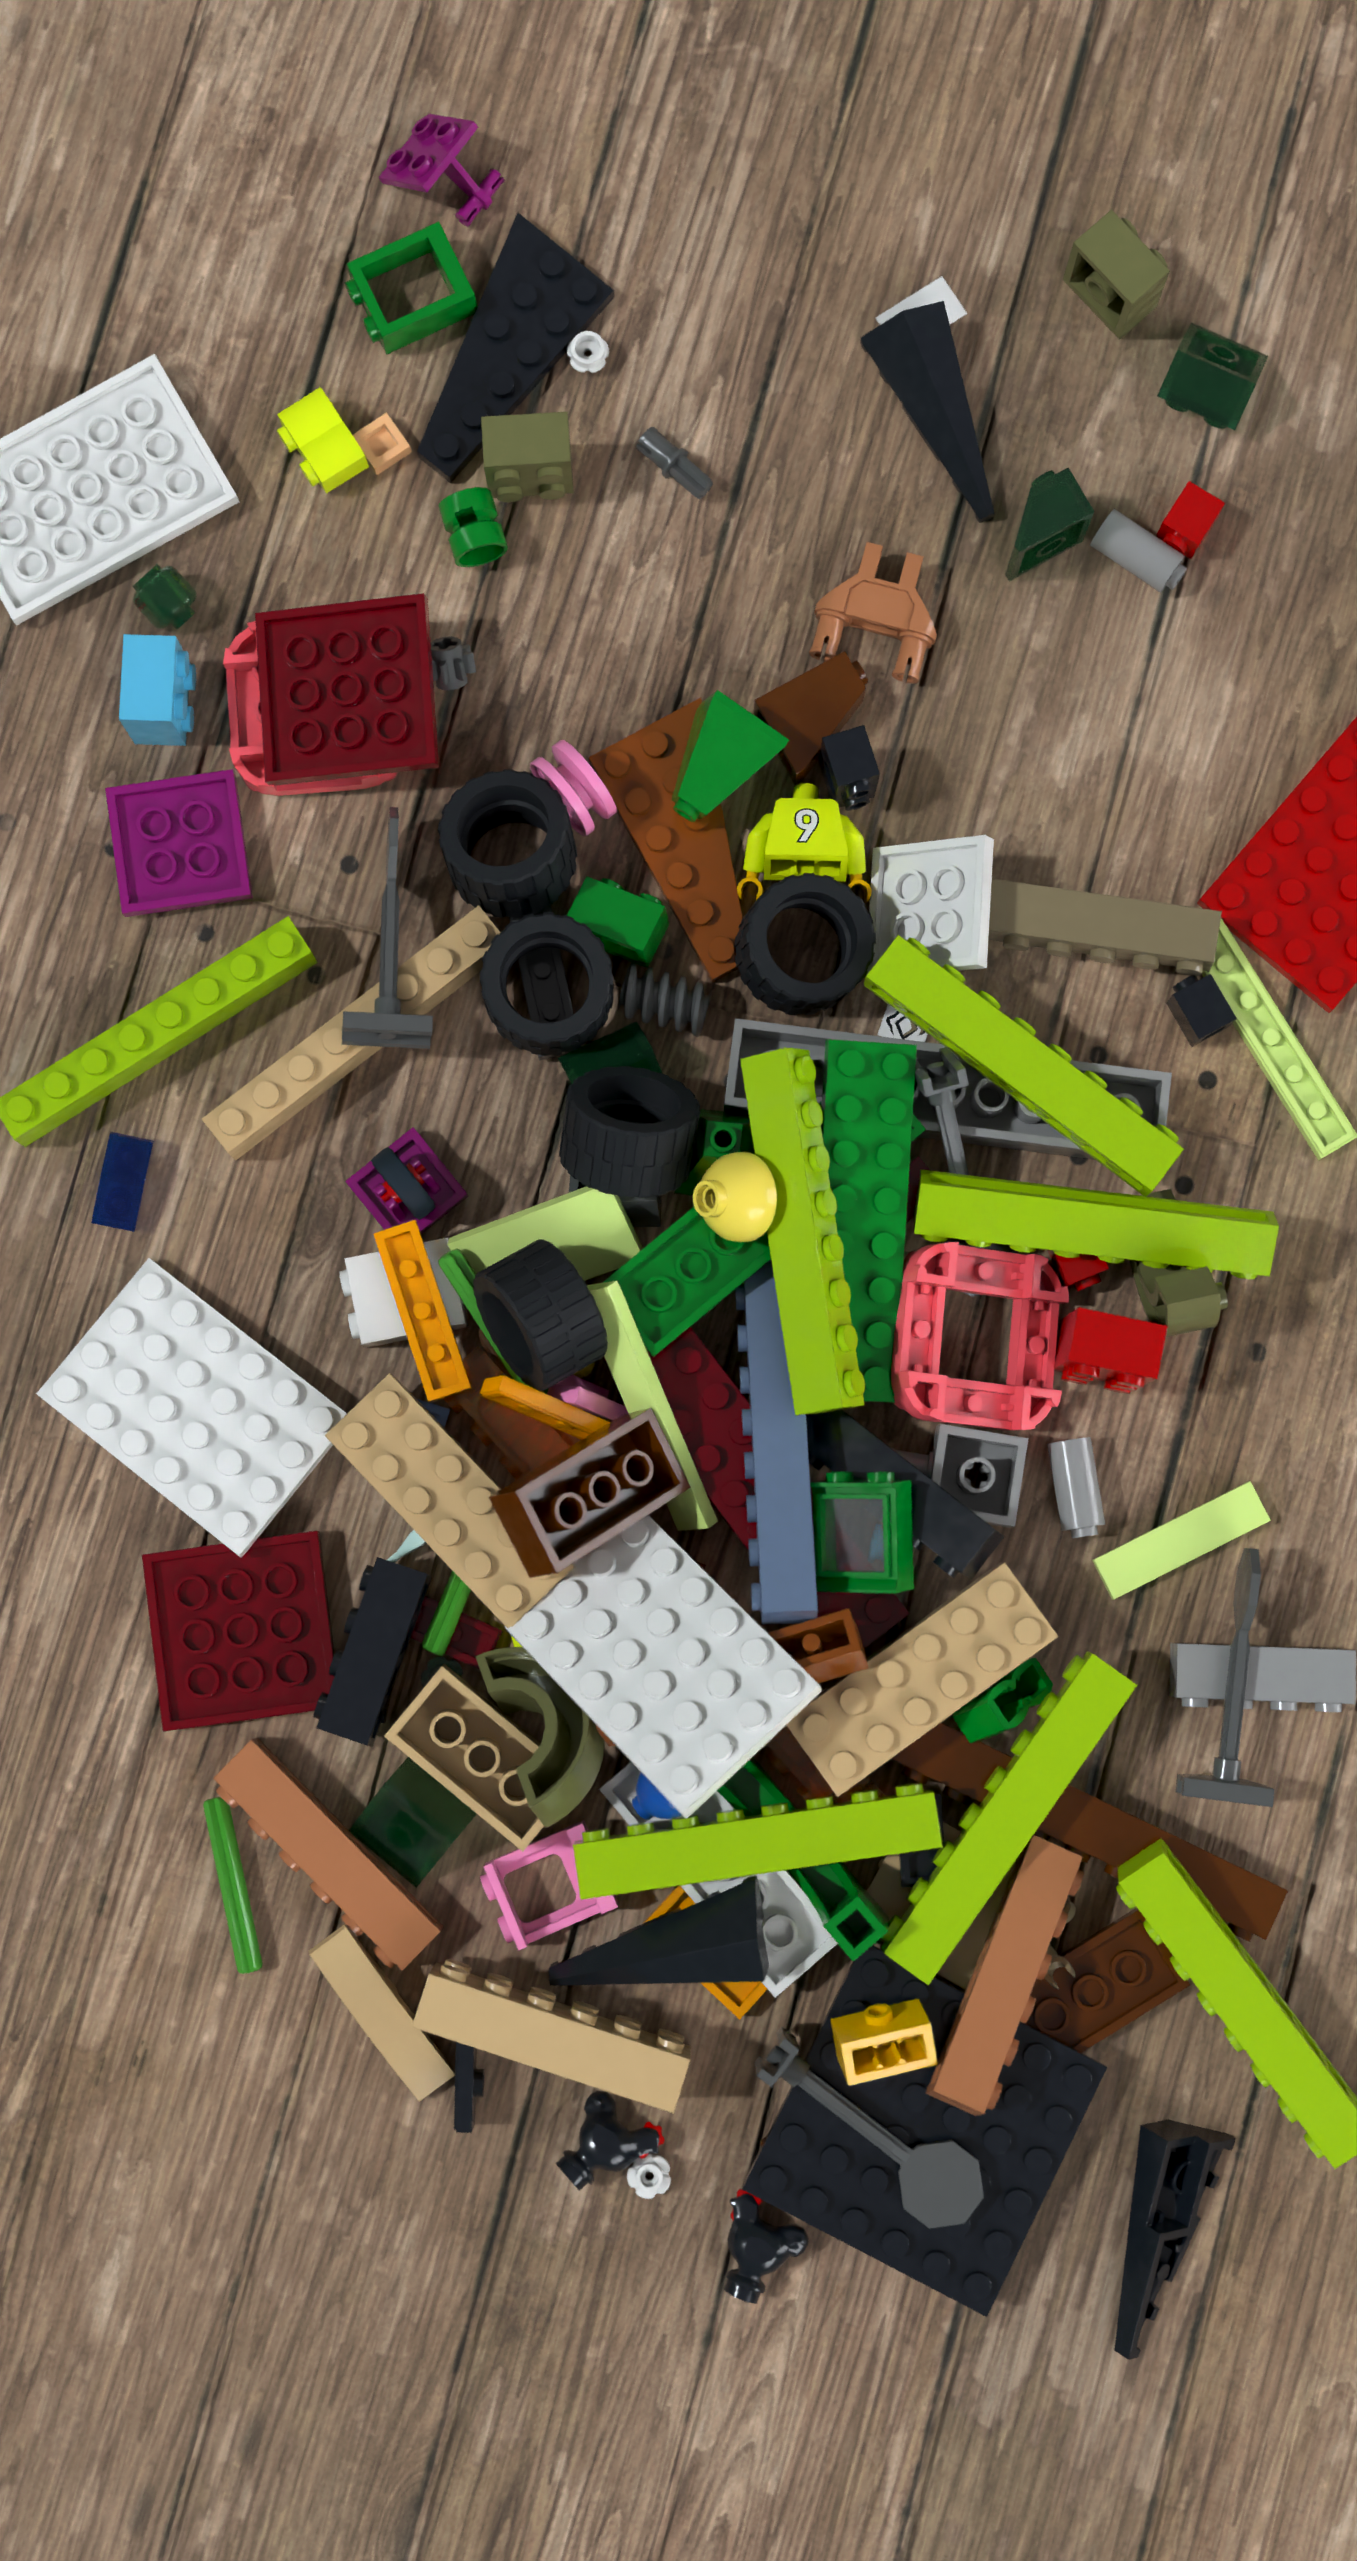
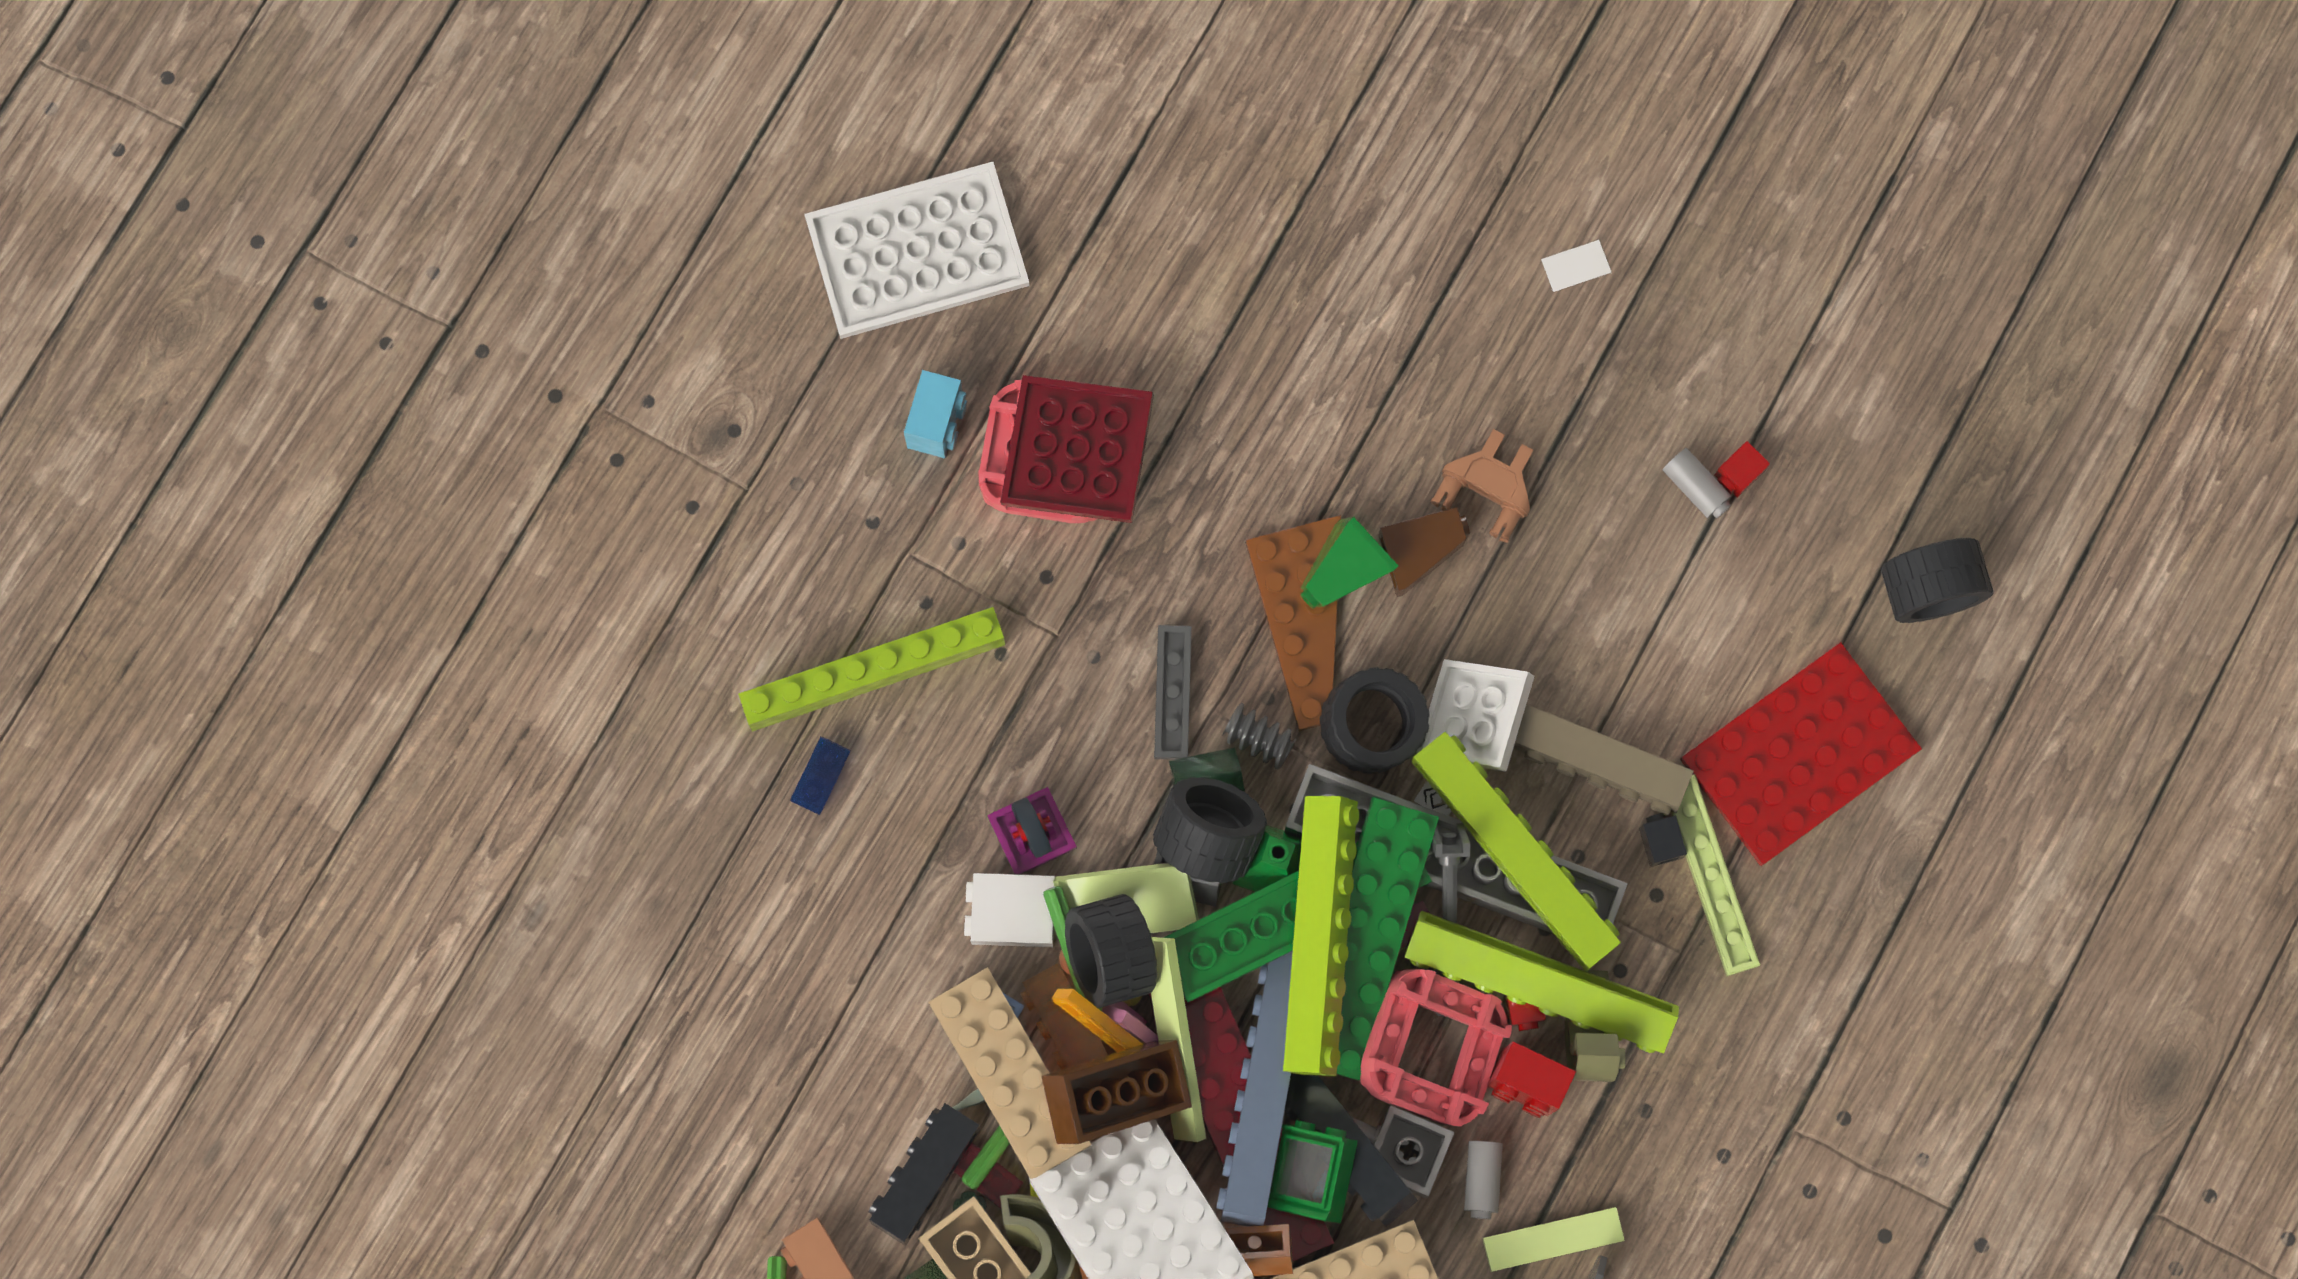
camera: 10 degrees right, 5 degrees down
(164, 597) = (957, 345): clear green head -> none
(178, 843) = (923, 531): magenta plate -> none
(194, 1407) = (833, 957): white plate -> none
(239, 1631) = (827, 1134): dark red plate -> none
(321, 1057) = (1022, 706): tan brick -> none
(322, 441) = (1102, 255): neon yellow brick -> none
(382, 443) = (1146, 267): light nougat tile -> none
(387, 1025) = (1048, 707): dark grey piece -> none
(422, 1311) = (1022, 926): light orange plate -> none
(424, 321) = (1201, 184): green window -> none
(433, 151) = (1236, 61): magenta plate -> none
(451, 663) = (1160, 445): dark grey gear -> none
(471, 521) = (1200, 347): green wheel -> none
(500, 800) = (1170, 557): black tyre -> none
(517, 335) = (1272, 205): black wing -> none
(527, 455) = (1254, 305): olive brick -> none
(543, 932) = (1183, 665): black tyre -> none
(577, 785) = (1229, 561): bright pink wheel -> none
(587, 341) = (1323, 229): white plate -> none
(623, 921) = (1238, 668): green brick -> none
(674, 462) = (1363, 333): dark grey axle -> none
(737, 1197) = (1278, 898): light yellow piece -> none
(805, 838) = (1393, 641): neon yellow torso -> none
(849, 768) = (1439, 596): black brick -> none
(923, 370) = (1566, 306): black wedge -> none
(1051, 522) = (1634, 448): clear green slope -> none
(1116, 273) = (1728, 272): olive brick -> none
(1212, 377) = (1784, 365): clear green slope -> none

